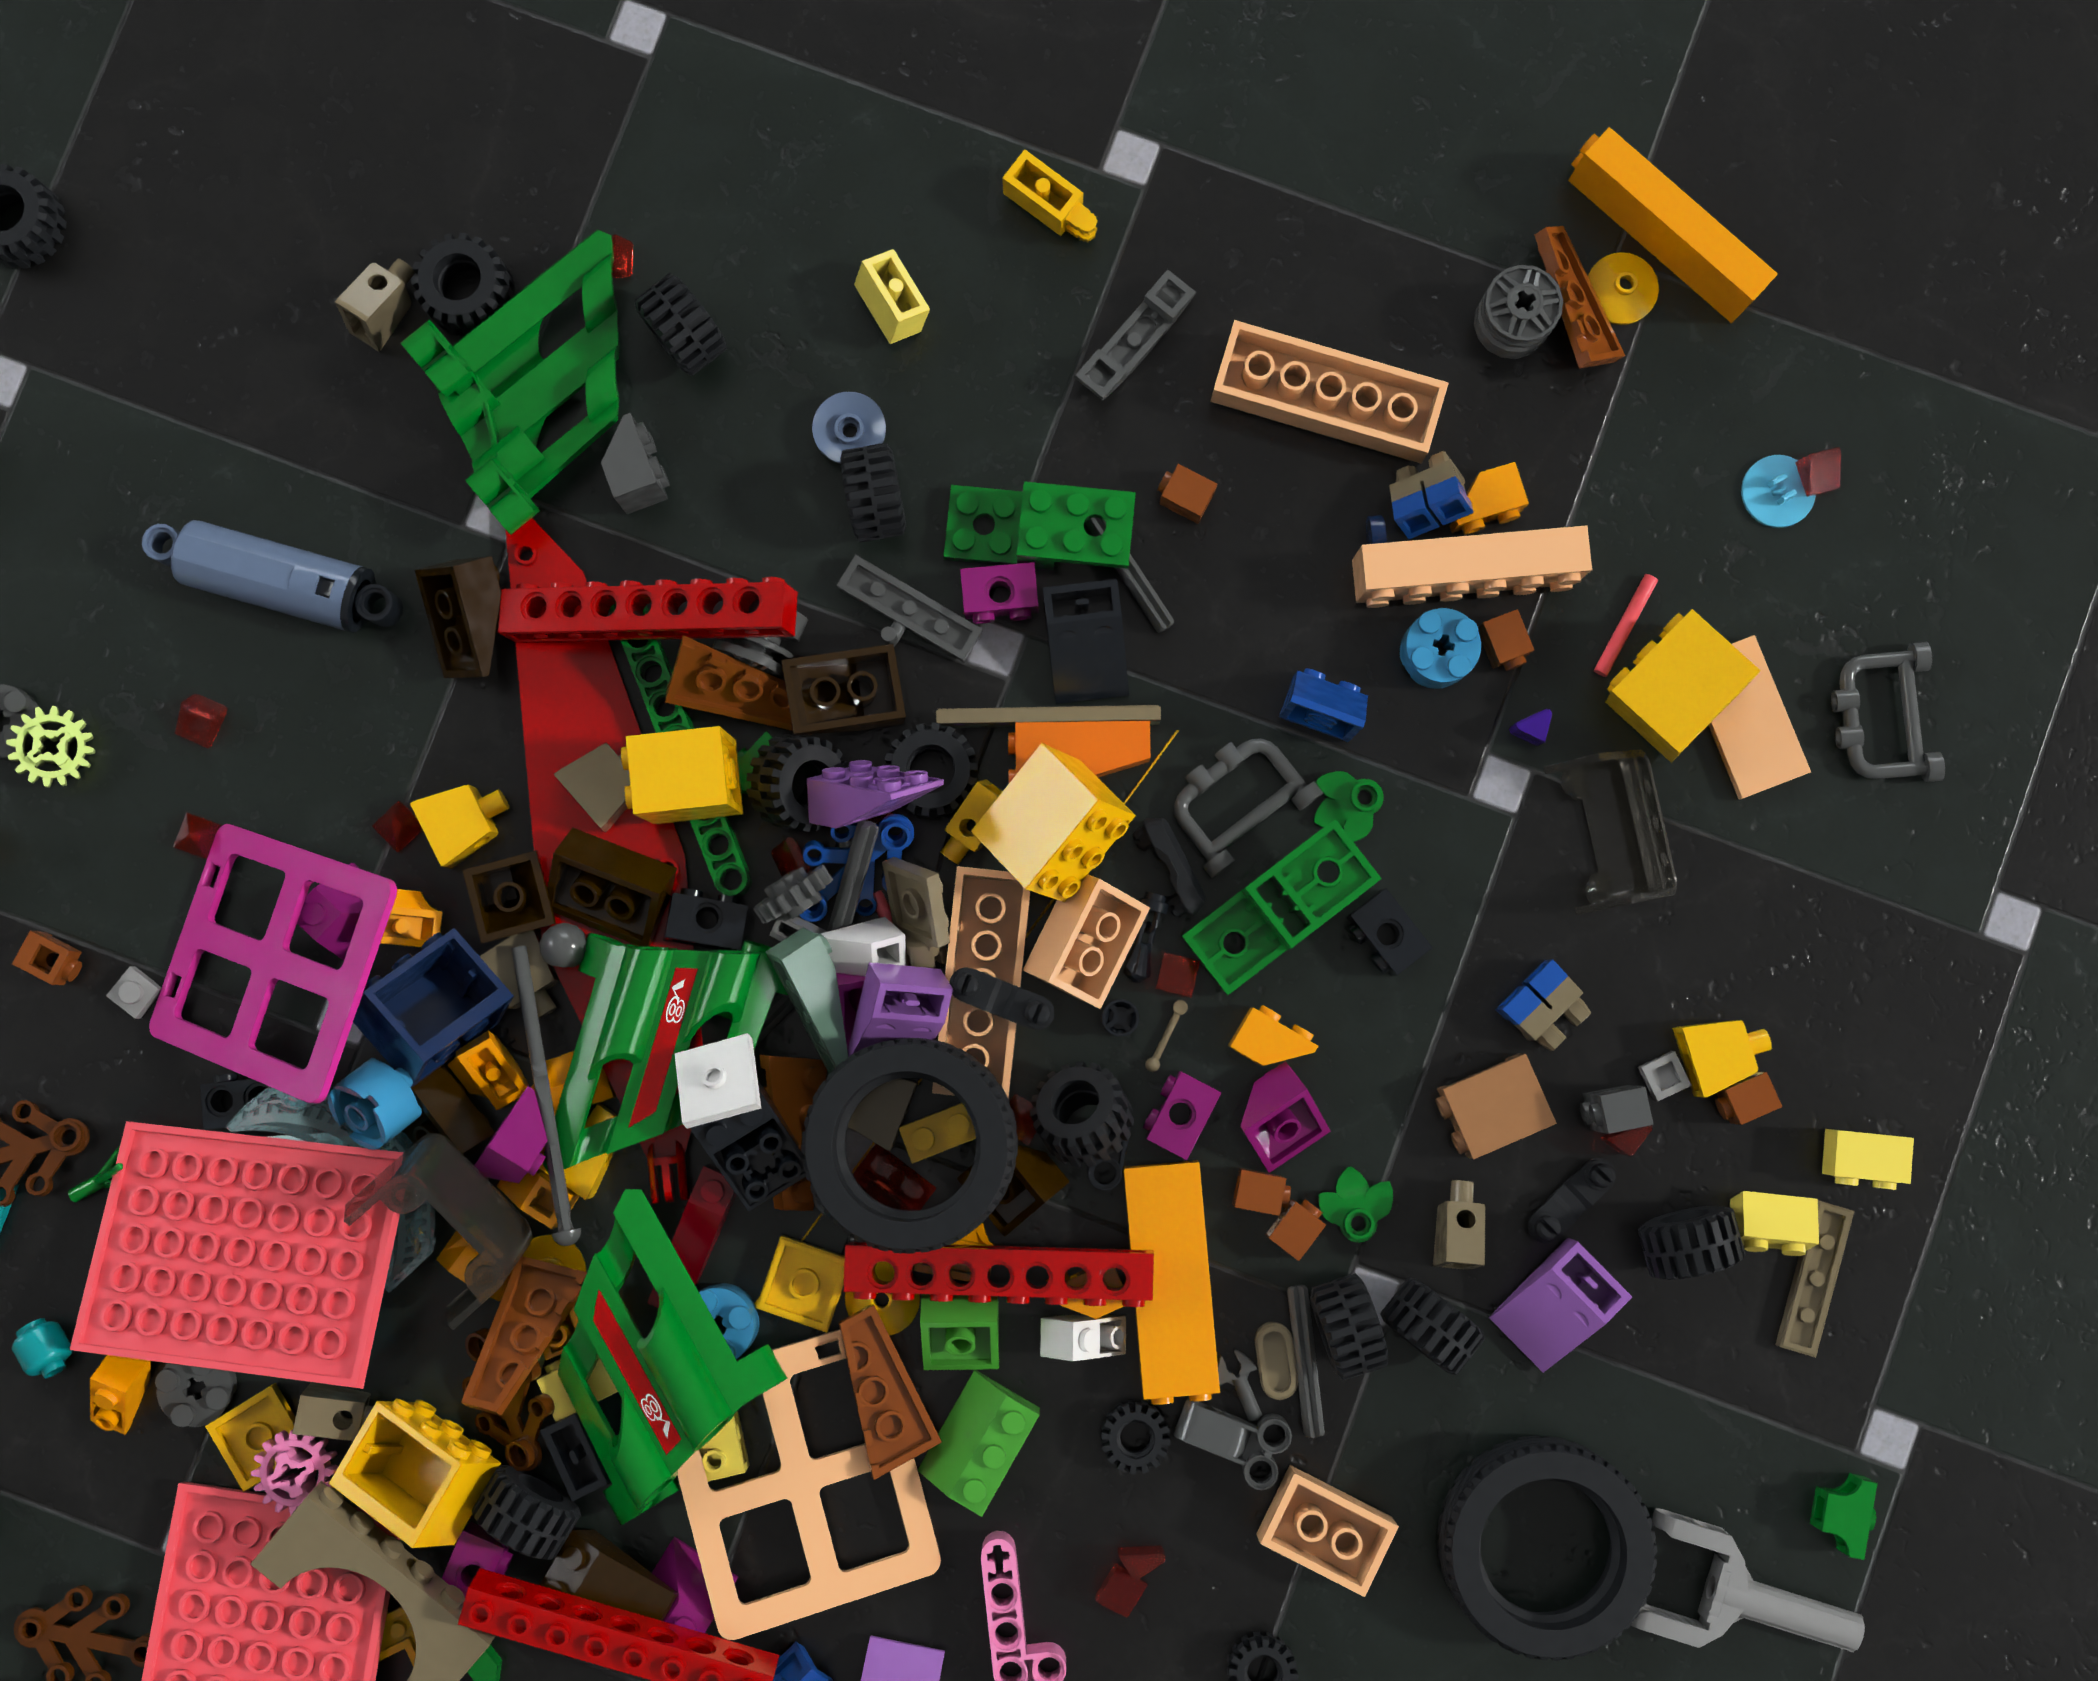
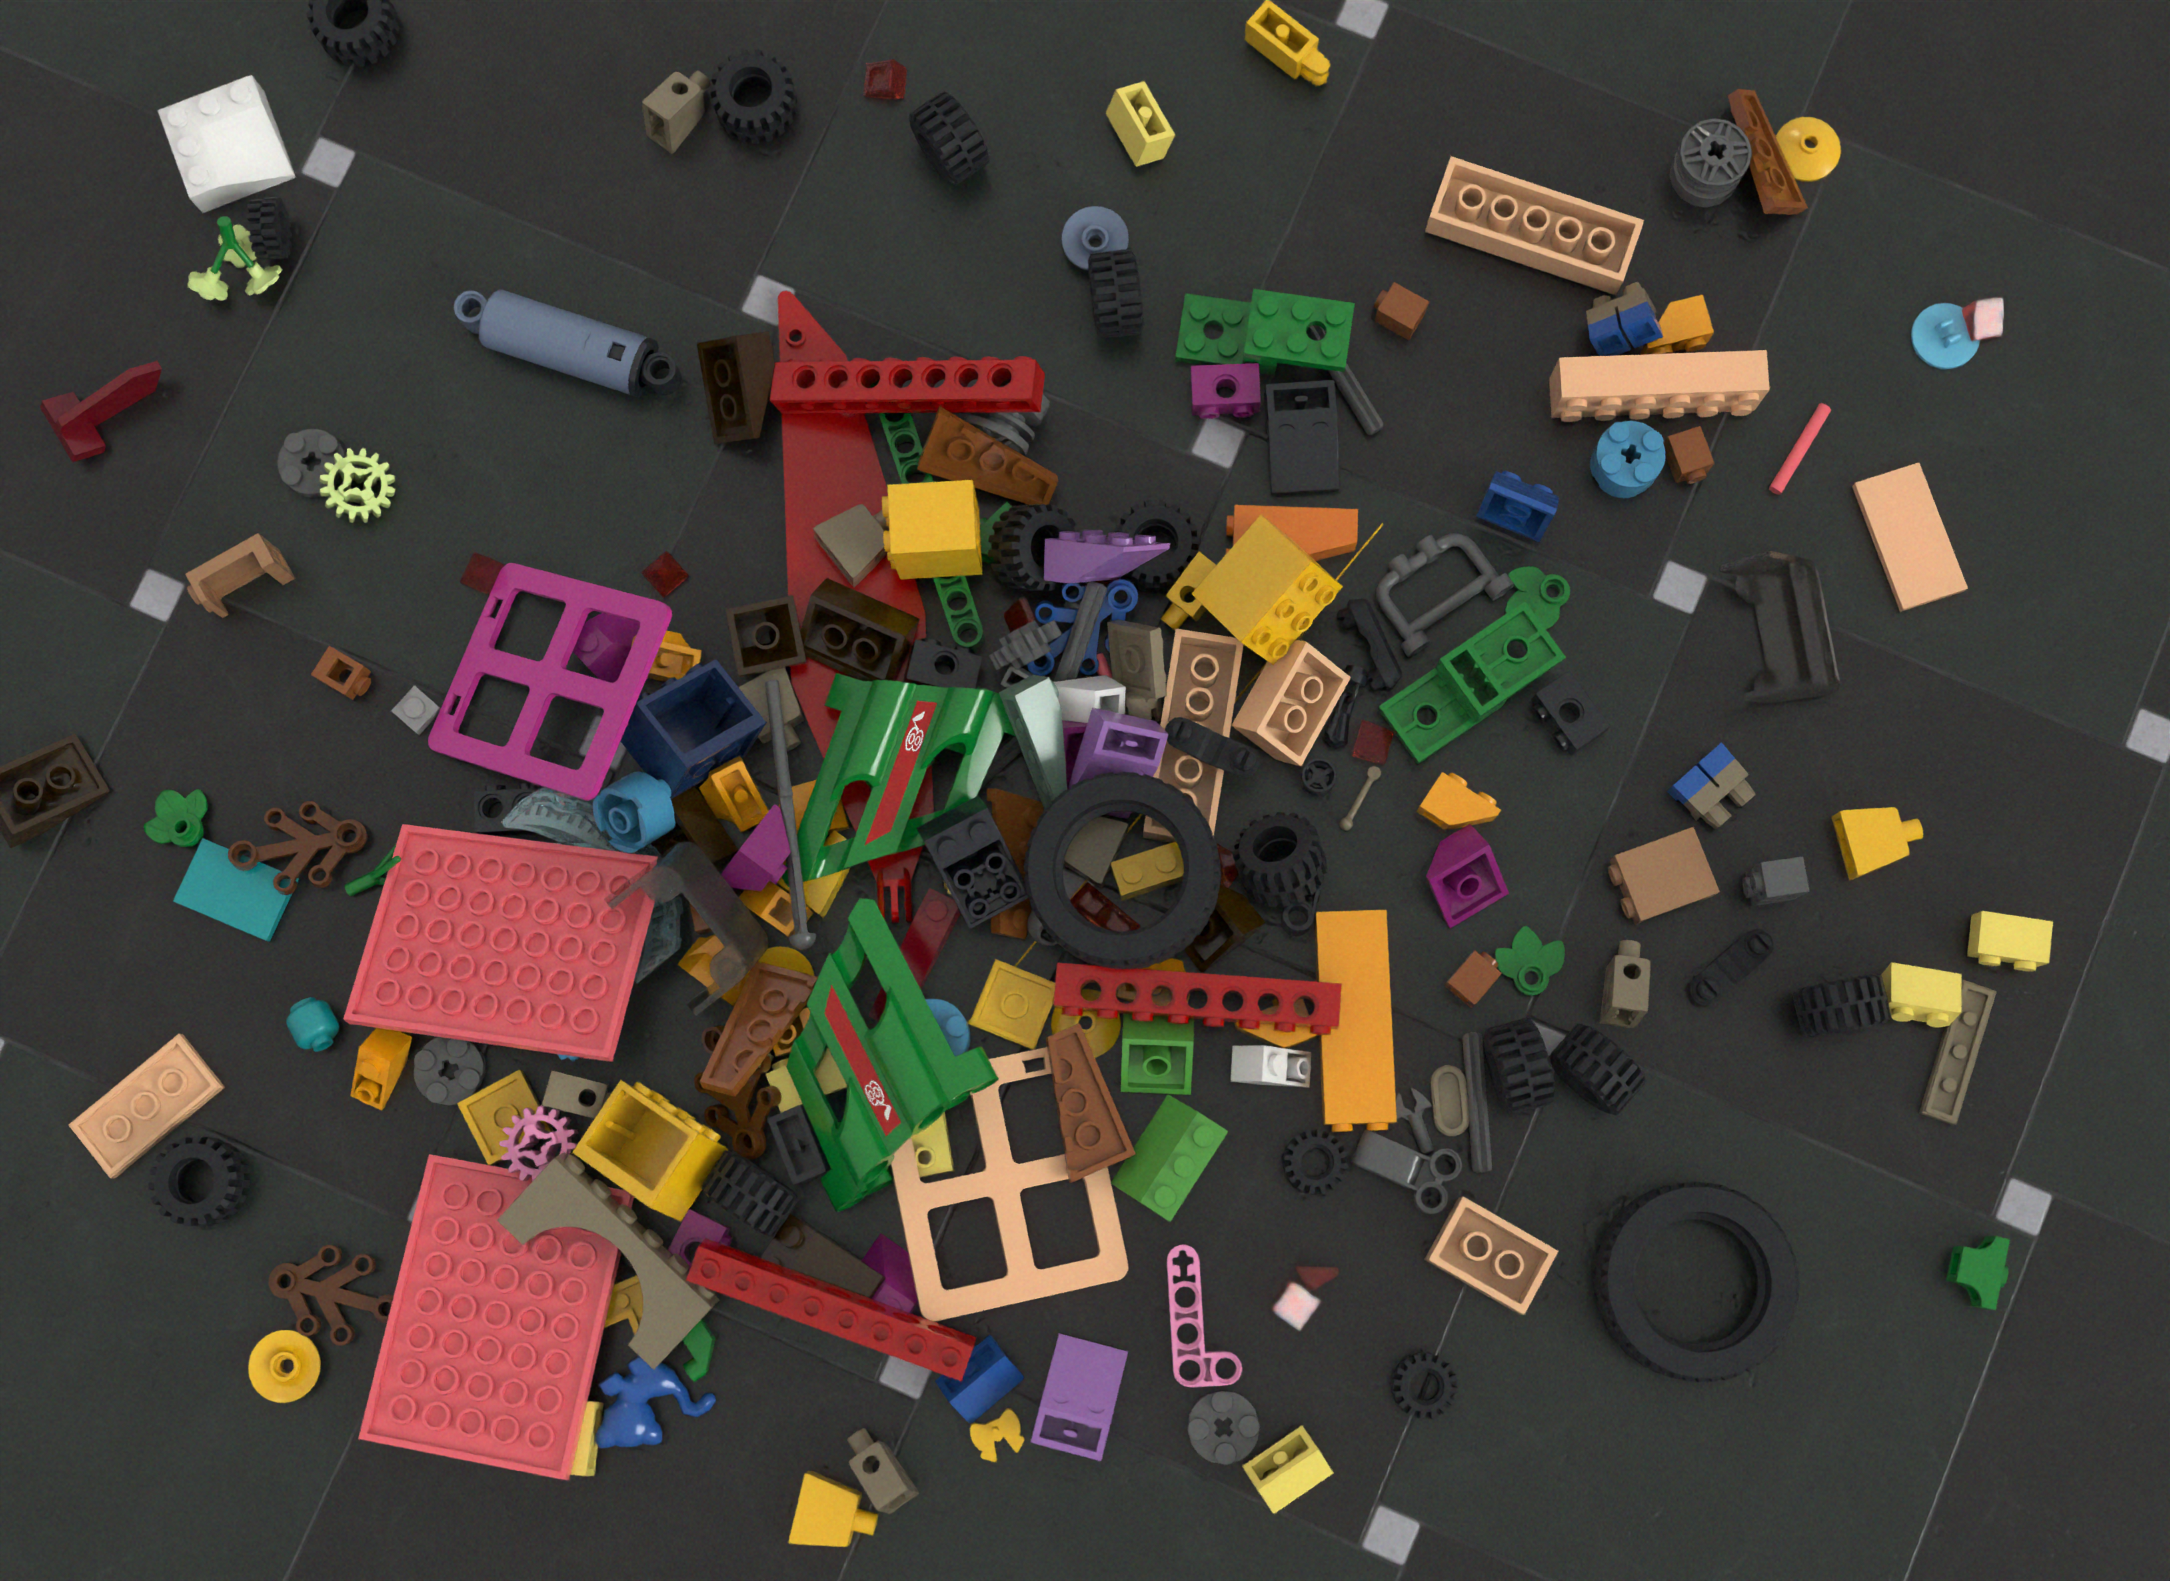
camera: 10 degrees right, 5 degrees down
(200, 720) = (491, 470): clear red slope -> none
(459, 821) = (722, 570): yellow torso -> none
(504, 390) = (785, 190): green panel -> none
(563, 945) = (812, 682): dark grey piece -> none
(630, 468) = (900, 262): dark grey slope -> none
(717, 1081) = (951, 800): white plate -> none
(844, 691) = (1081, 468): dark brown slope -> none
(908, 610) = (1141, 402): dark grey plate -> none
(1008, 716) = (1225, 501): dark tan tile -> none
(1136, 336) = (1361, 170): dark grey slope -> none
(1181, 1137) = (1386, 853): magenta brick -> none
(1261, 1192) = (1442, 942): dark orange brick -> none
(1376, 530) = (1572, 347): dark blue tile -> none
(1533, 728) = (1710, 535): dark purple slope -> none
(1560, 1305) = (1717, 1061): medium lavender slope -> none
(1627, 1141) = (1785, 913): clear red slope -> none
(1664, 1076) = (1822, 857): light grey plate -> none
(1670, 224) = (1852, 91): light orange brick -> none
(1680, 684) = (1848, 499): yellow container -> none
(1734, 1595) = (1872, 1340): light grey piece -> none
(1748, 1099) = (1898, 881): dark orange brick -> none
(1851, 736) = (2006, 557): dark grey bar -> none

